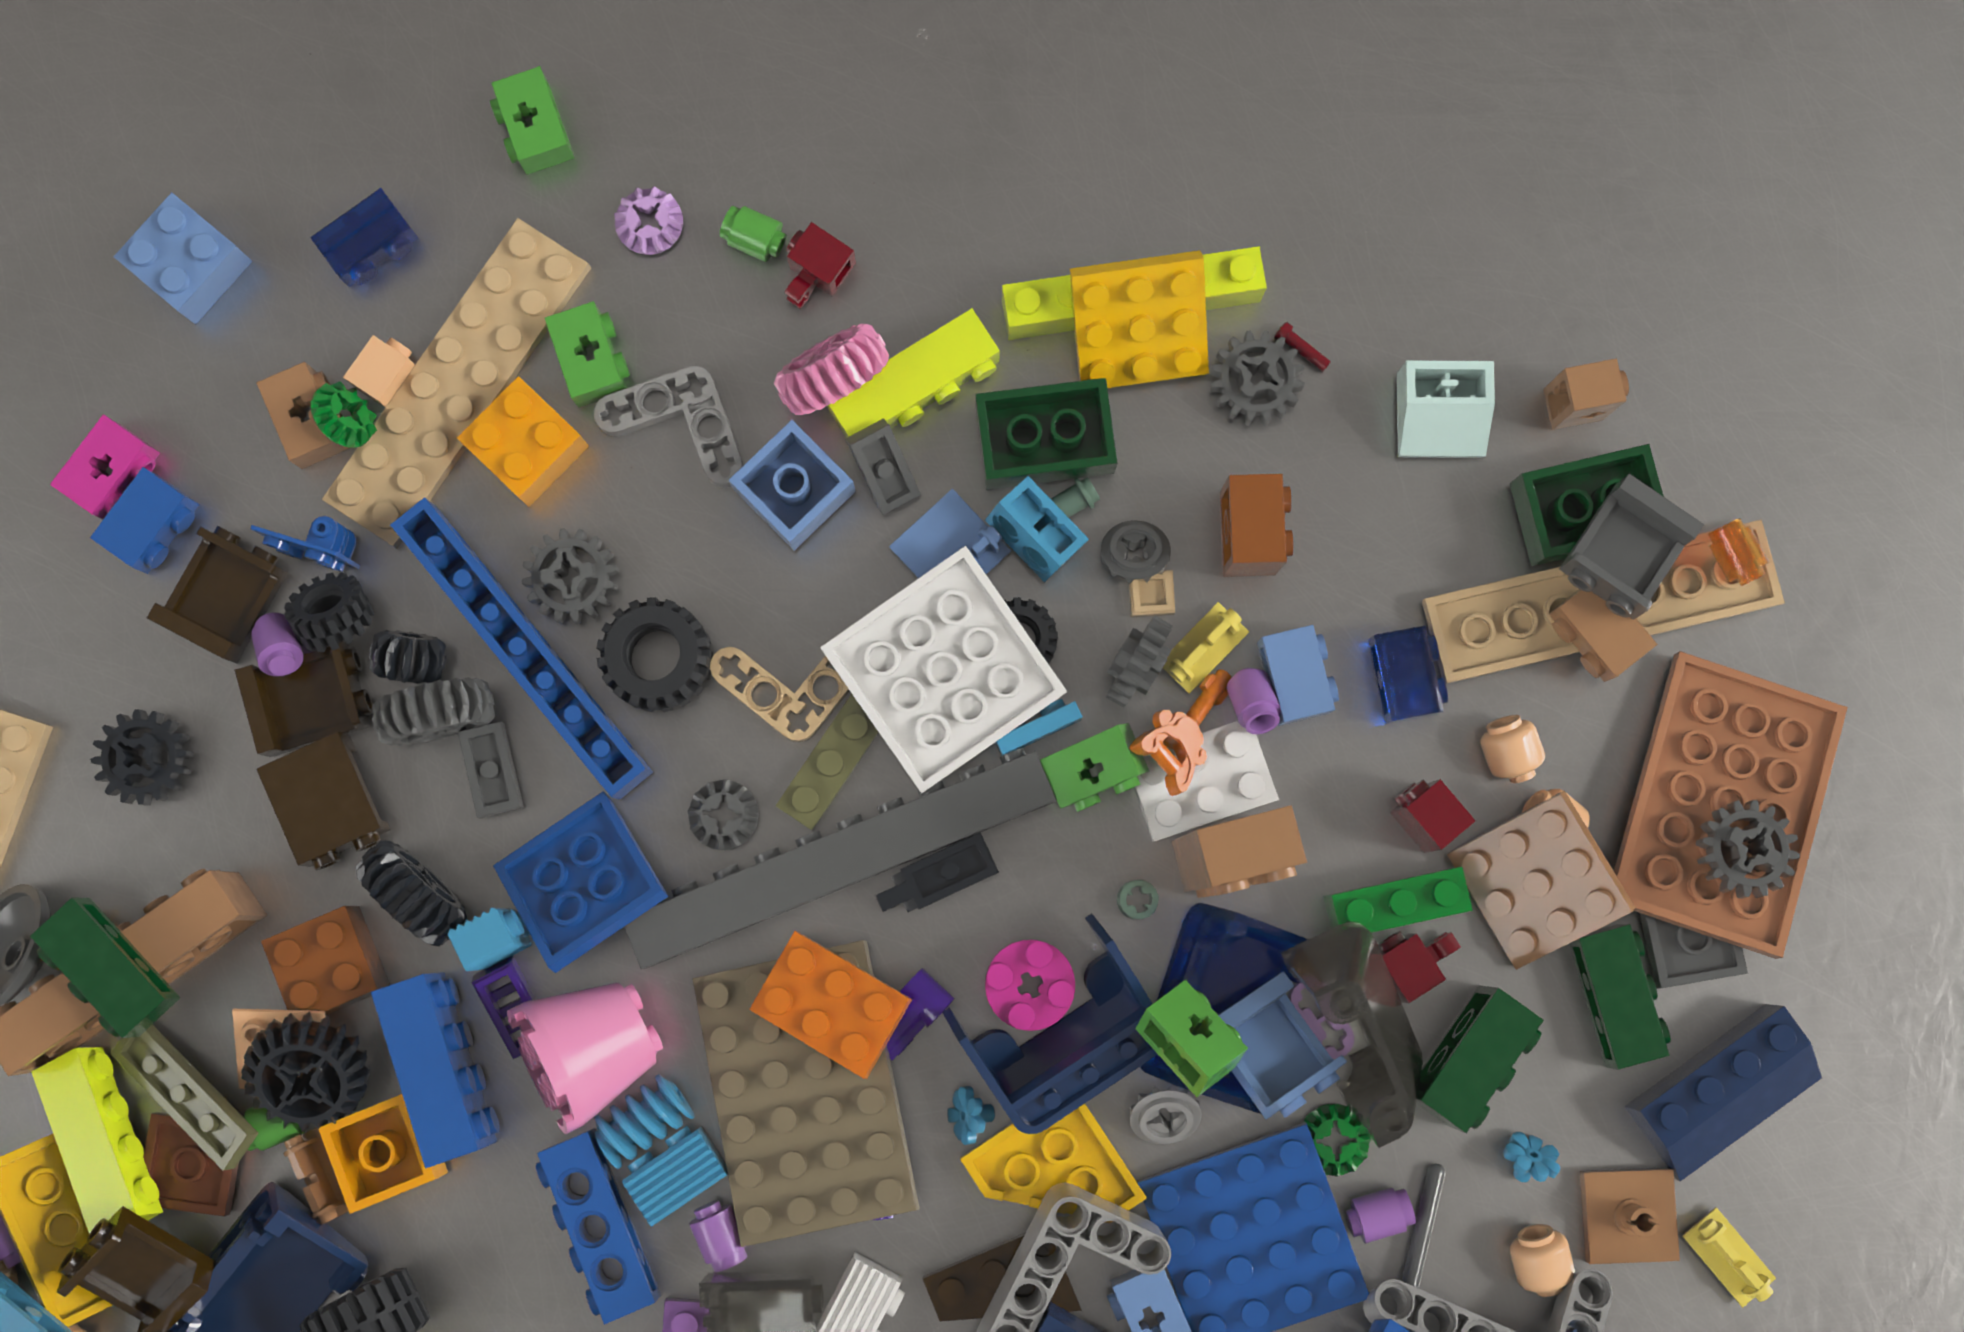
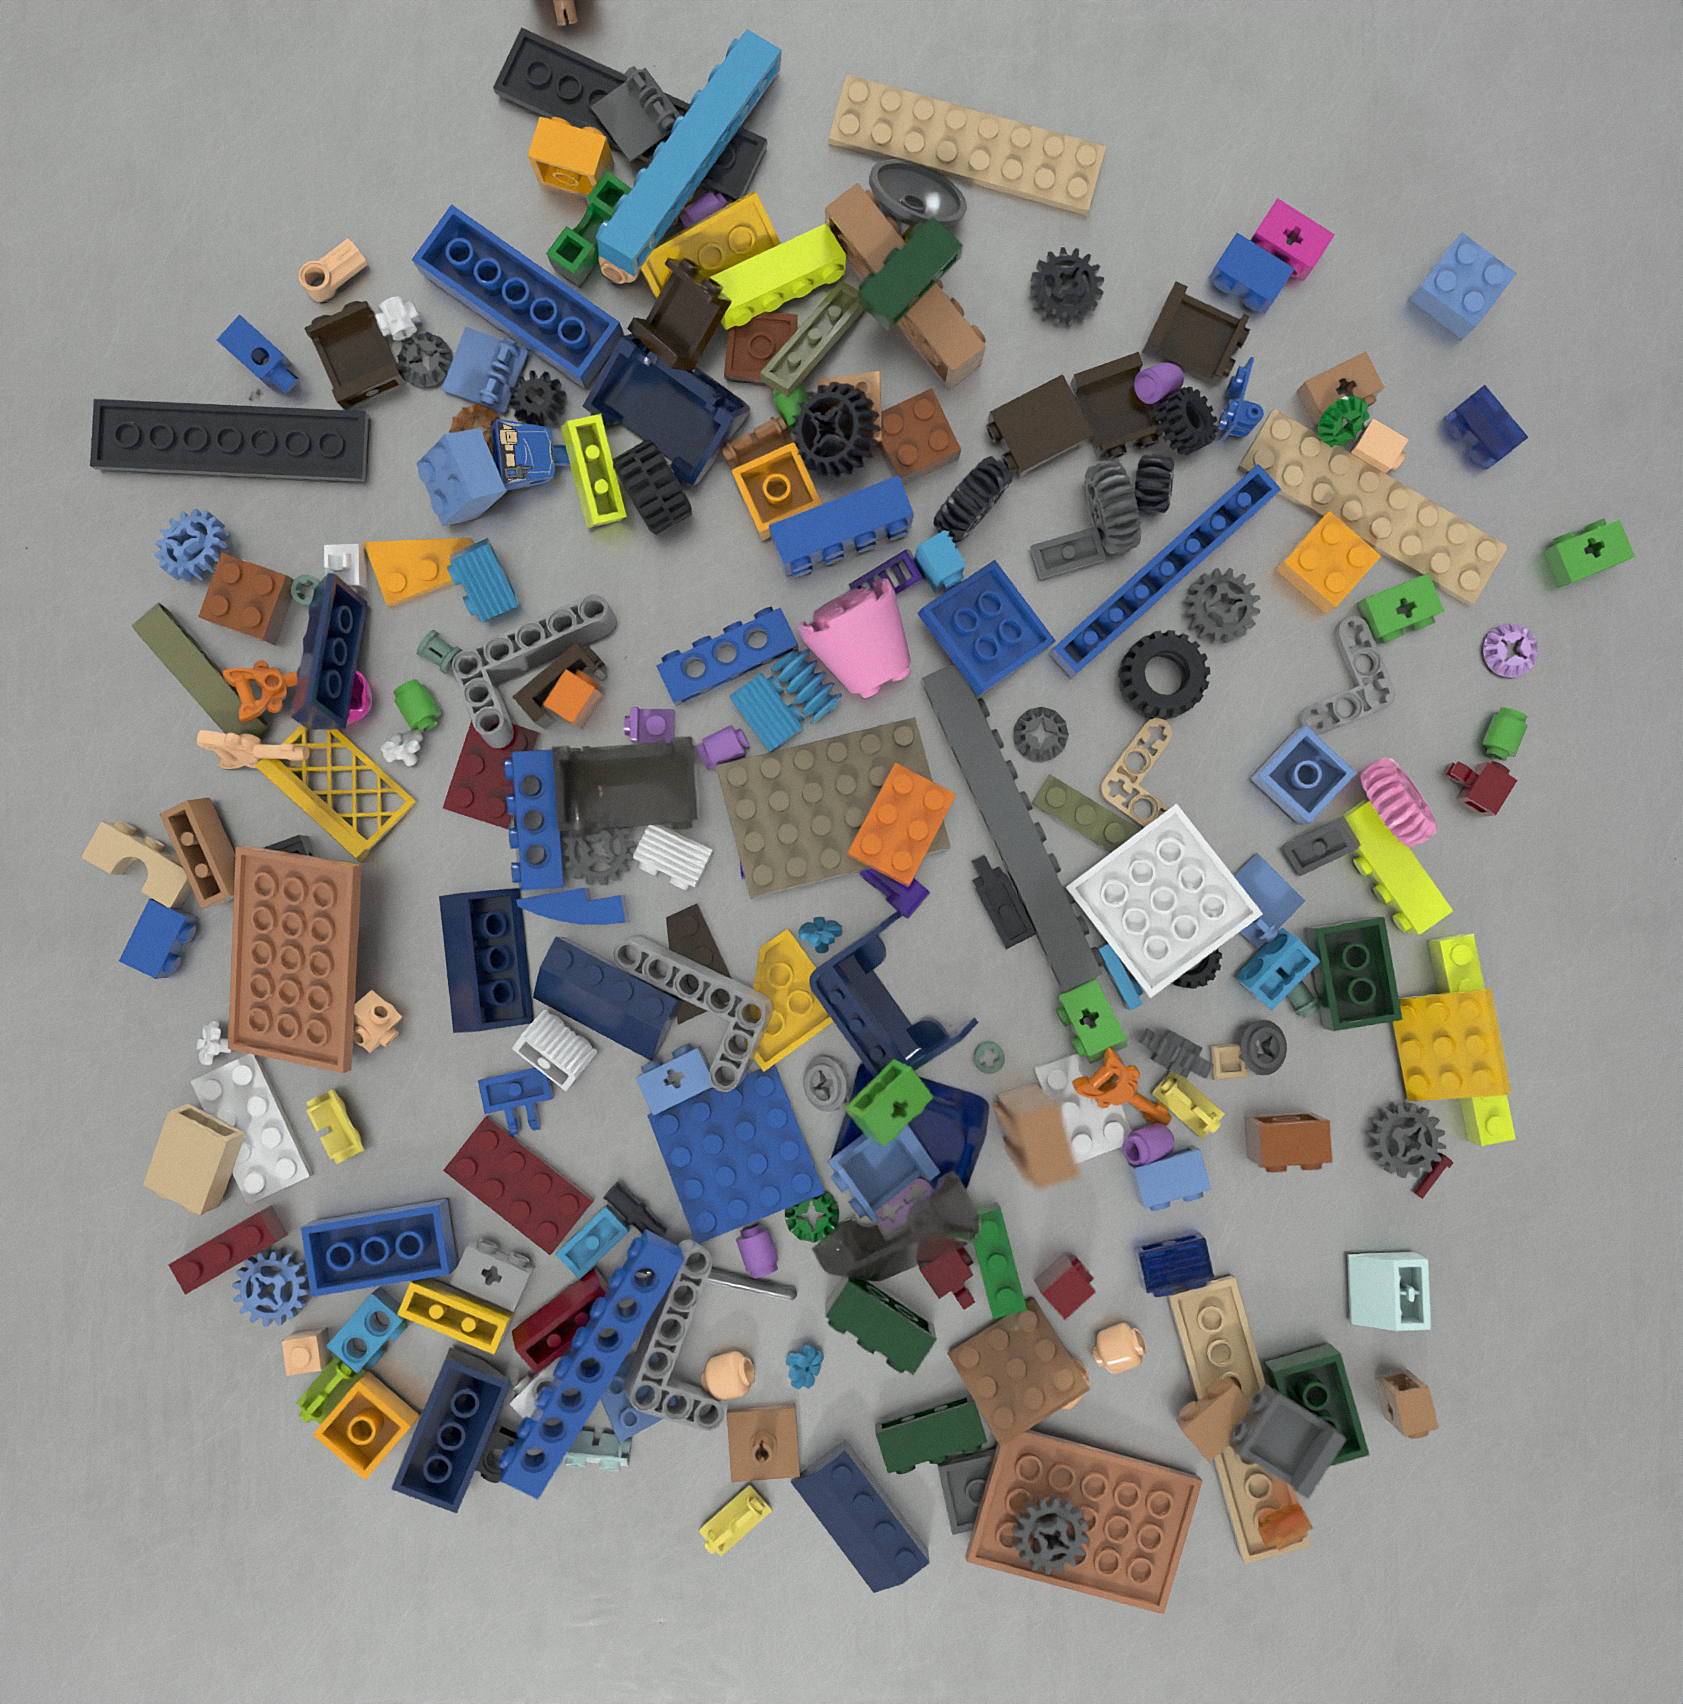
camera: 90 degrees right, 5 degrees up
(1055, 990) = (940, 981): dark pink brick -> none

